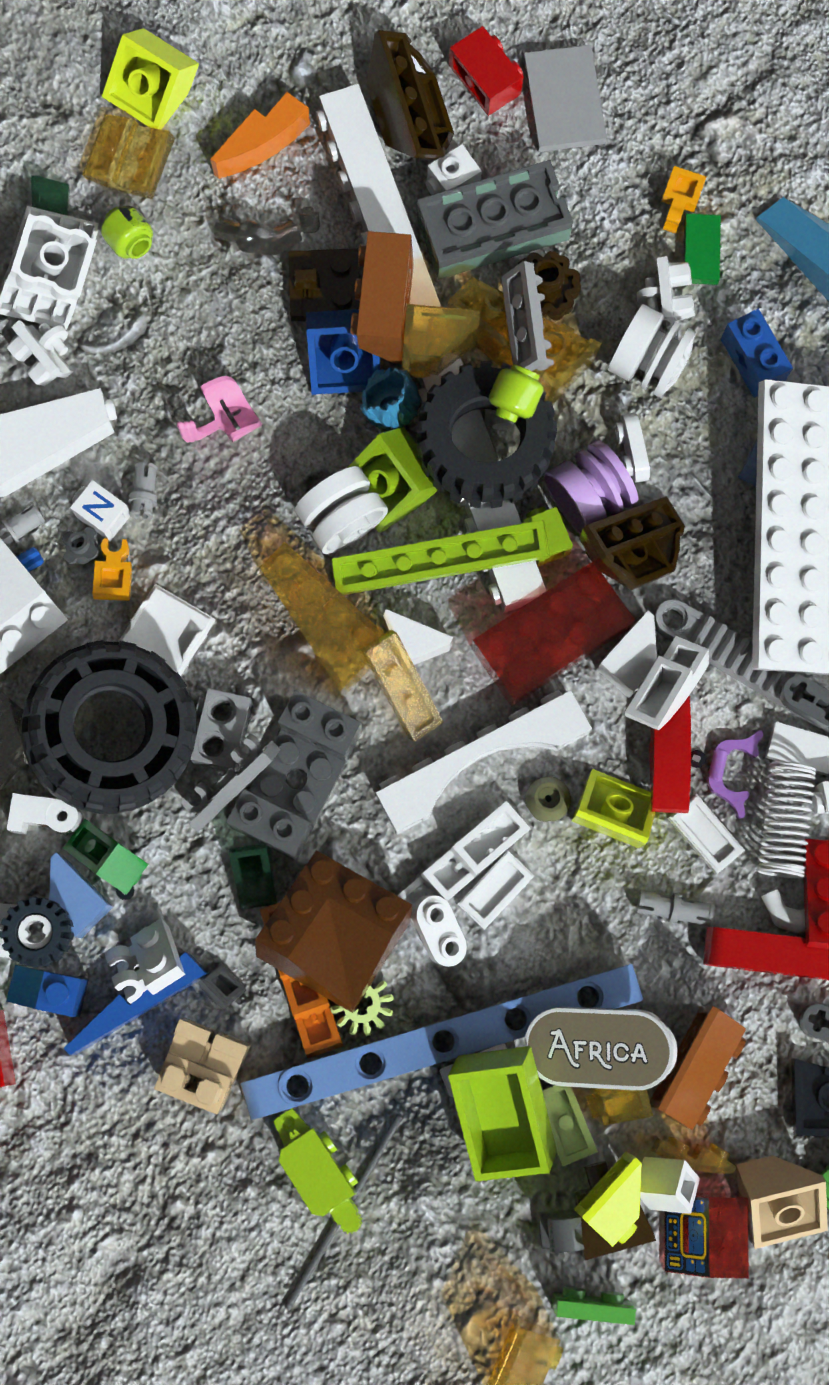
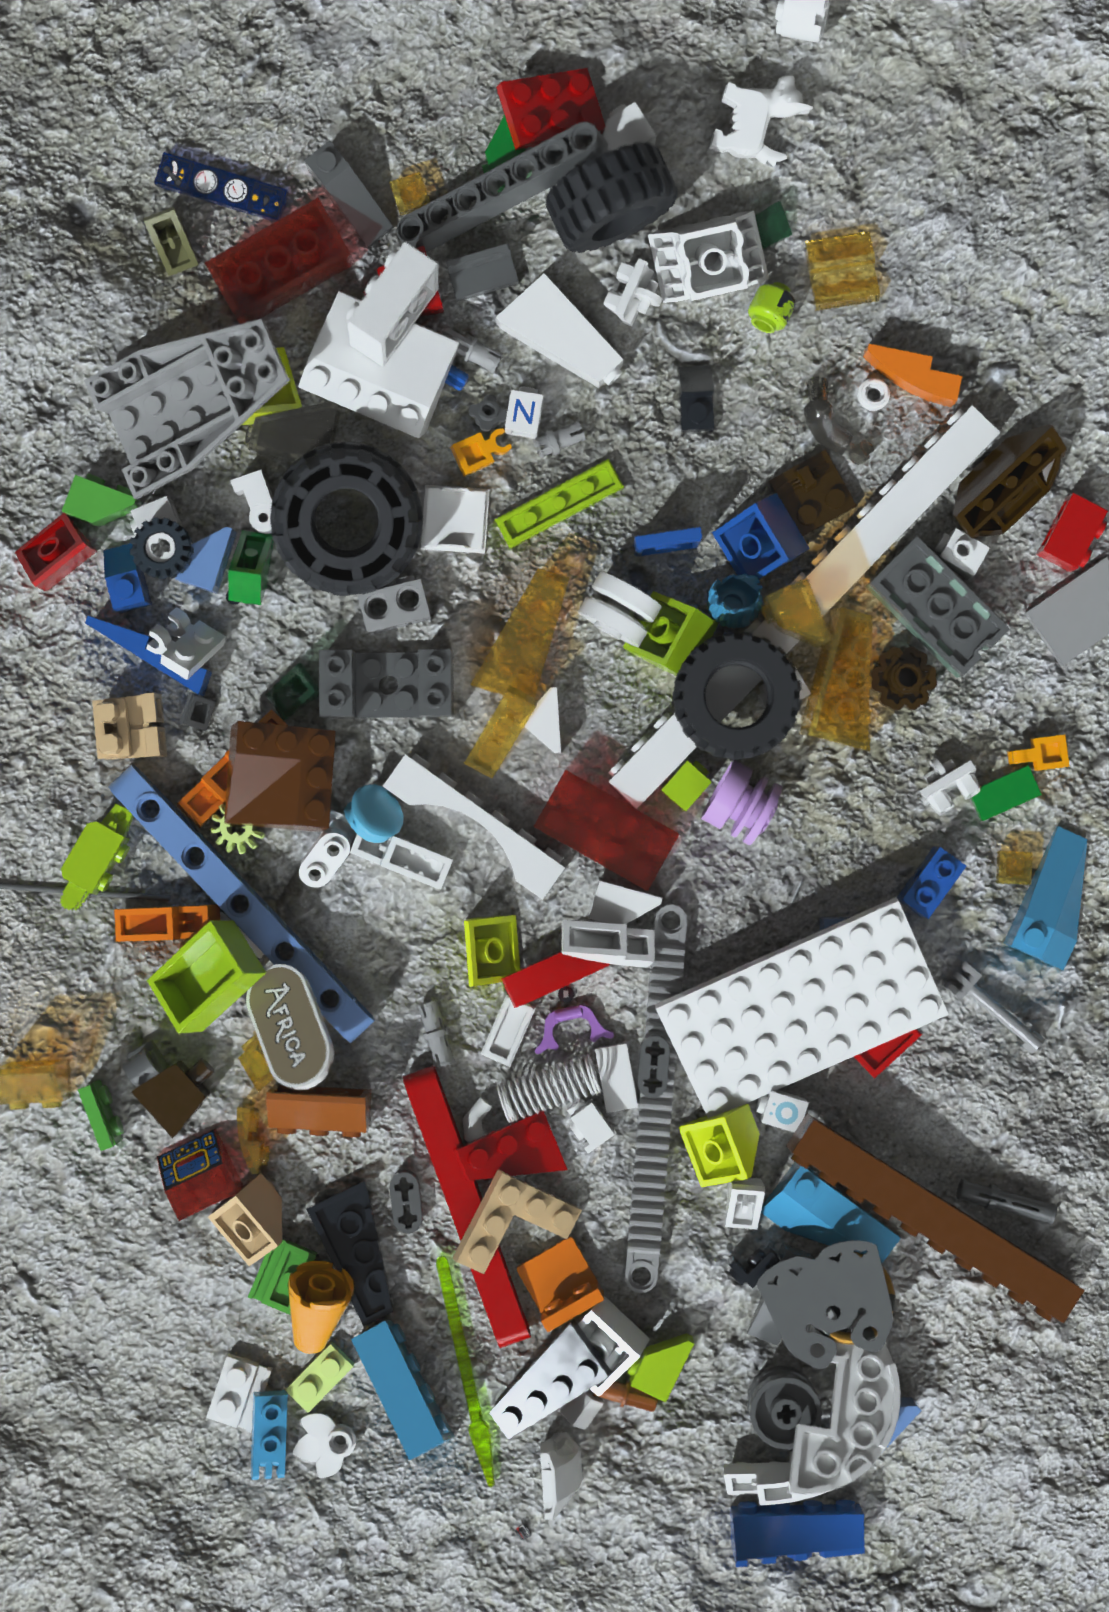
camera: 65 degrees right, 10 degrees up
(149, 78) = (919, 251): neon yellow slope -> none
(173, 345) = (696, 398): none -> black slope
(206, 524) = (559, 503): none -> lime tile
(224, 389) = (674, 473): bright pink helmet -> none
(231, 782) = (354, 636): light grey plate -> none
(256, 175) = (877, 385): none -> white plate
(299, 433) = (667, 542): none -> blue tile
(383, 294) = (812, 552): dark orange slope -> none
(420, 855) = (374, 813): none -> medium azure piece
(422, 1134) = (163, 922): none -> orange slope
(441, 557) = (620, 710): lime plate -> none
(495, 890) = (380, 886): white tile -> none
(516, 393) = (773, 705): lime head -> none
(525, 317) = (853, 679): light grey plate -> none
(544, 810) = (483, 894): olive plate -> none
(568, 1125) = (225, 1030): yellowish green plate -> none
(614, 1201) = (178, 1091): neon yellow slope -> none
(630, 434) = (786, 827): white plate -> none
(636, 543) = (713, 864): dark brown wedge -> none
(652, 351) = (885, 796): white wheel -> none
(668, 1185) = (218, 1127): brick -> none
(778, 272) = (1014, 867): none -> clear yellow plate

